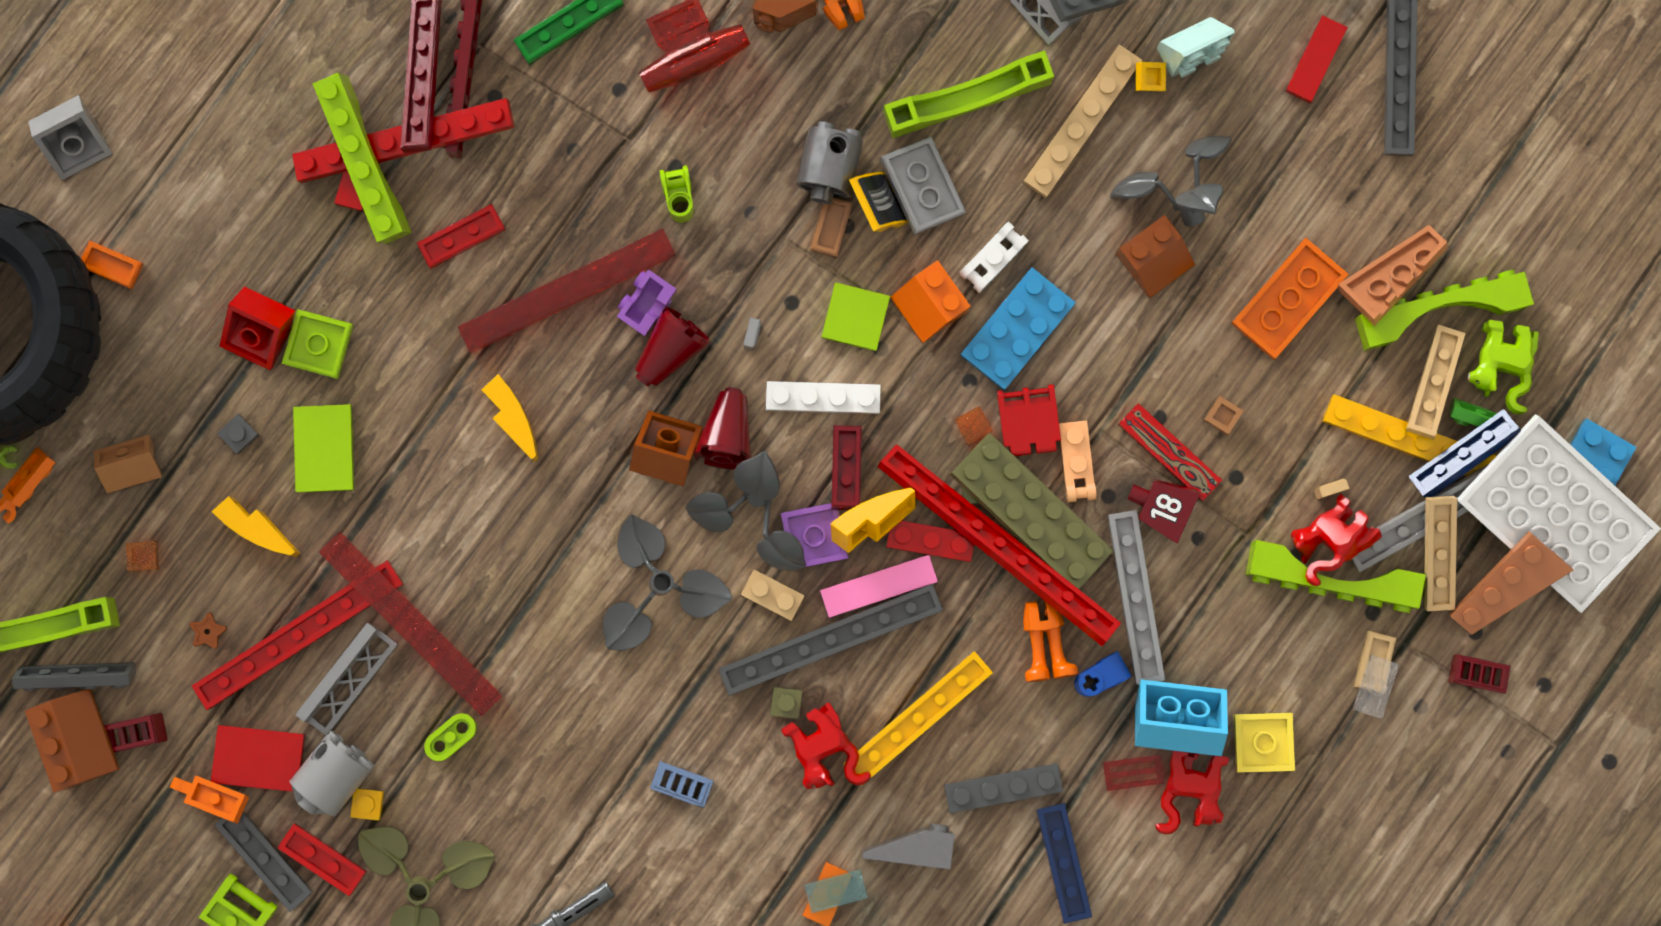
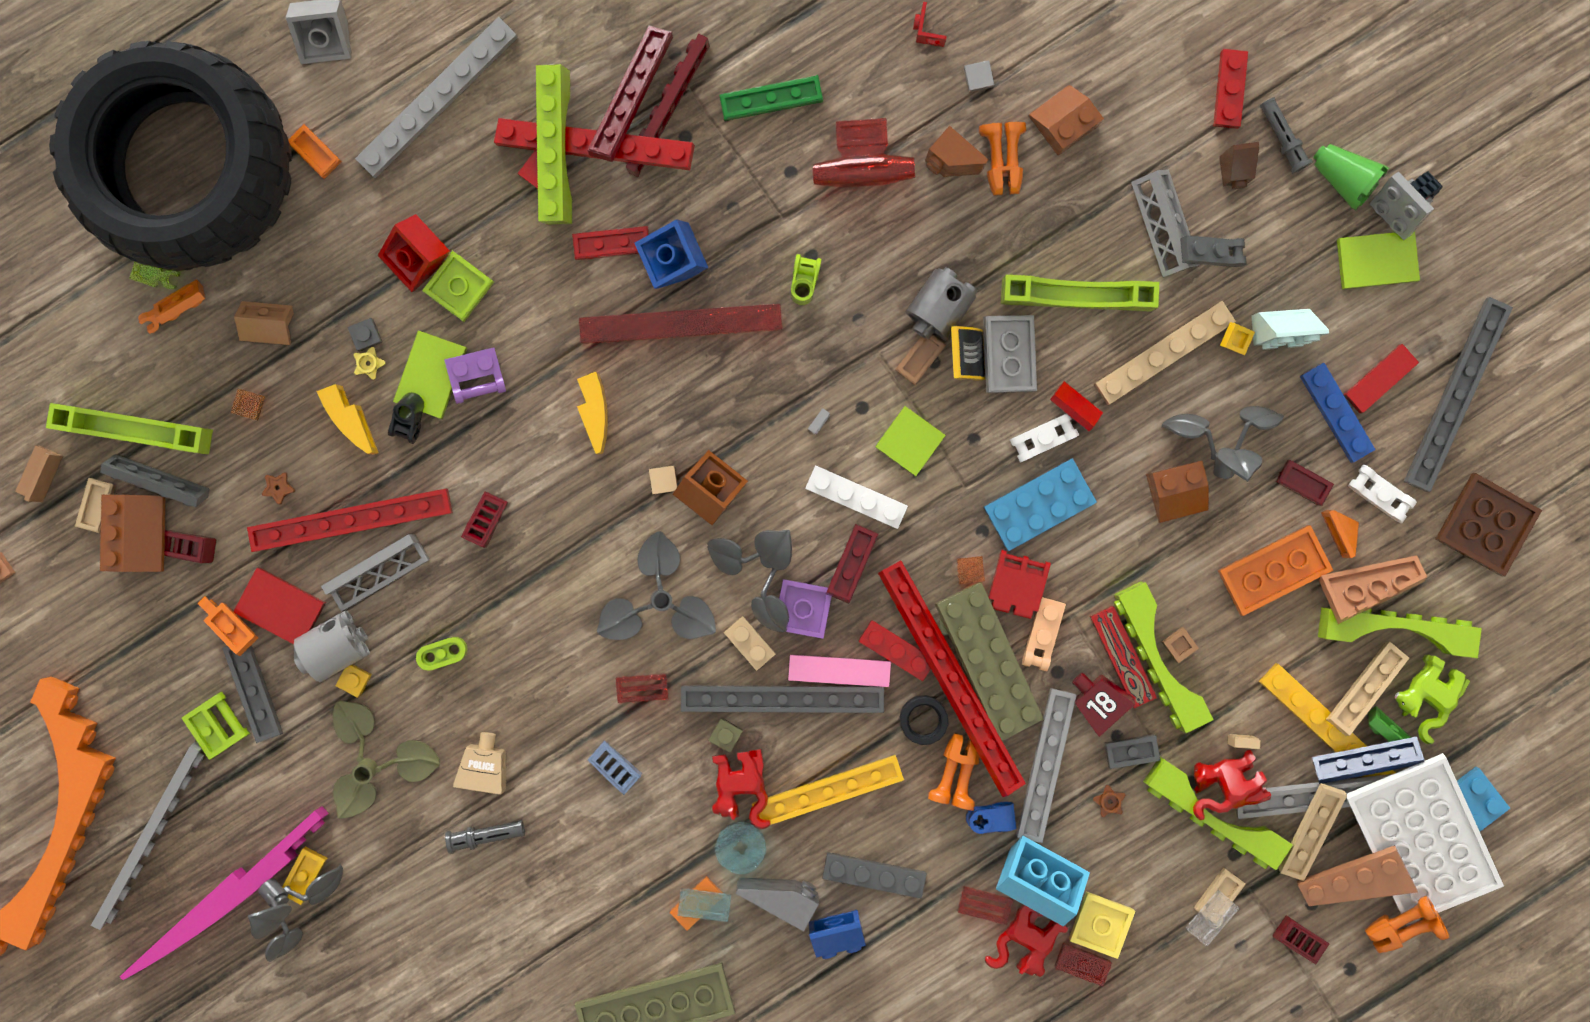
camera: 25 degrees right, 5 degrees up
(16, 729) = (90, 509): none -> tan tile
(218, 159) = (436, 97): none -> light grey plate
(245, 463) = (361, 360): none -> light yellow plate
(317, 507) = (405, 421): none -> black piece
(322, 859) = (299, 710): red plate -> none
(366, 421) = (471, 367): none -> medium lavender plate
(410, 623) = (444, 548): clear red plate -> none
(451, 577) = (488, 532): none -> dark red slope
(528, 222) = (671, 254): none -> blue slope
(541, 839) = (483, 767): none -> tan torso
(613, 460) = (663, 479): none -> tan tile
(647, 302) = (742, 361): medium lavender cylinder -> none
(669, 347) = (746, 405): dark red cone -> none
(699, 678) = (664, 686): none -> clear red tile
(726, 432) = (765, 495): dark red cone -> none
(846, 831) = (733, 860): none -> clear light blue plate
(872, 518) = (856, 615): yellow slope -> none
(930, 301) = (977, 453): orange slope -> none
(989, 865) = (836, 934): none -> blue slope
(1000, 583) = (942, 726): none -> black tyre
(1013, 211) = (1076, 406): none -> red tile
(1064, 863) = (898, 956): dark blue plate -> none
(1211, 610) = (1102, 800): none -> dark orange plate
(1220, 546) = (1132, 751): none -> dark grey plate
(1254, 475) = (1139, 610): none -> lime arch
(1261, 792) = (1083, 964): none -> clear red plate
(1282, 197) = (1304, 483): none -> dark red tile
(1286, 111) = (1337, 412): none -> blue plate
(1343, 230) = (1344, 532): none -> orange slope
(1367, 176) = (1382, 494): none -> white plate
(1489, 164) = (1488, 524): none -> reddish brown plate
(1570, 633) = (1388, 936): none -> orange piece

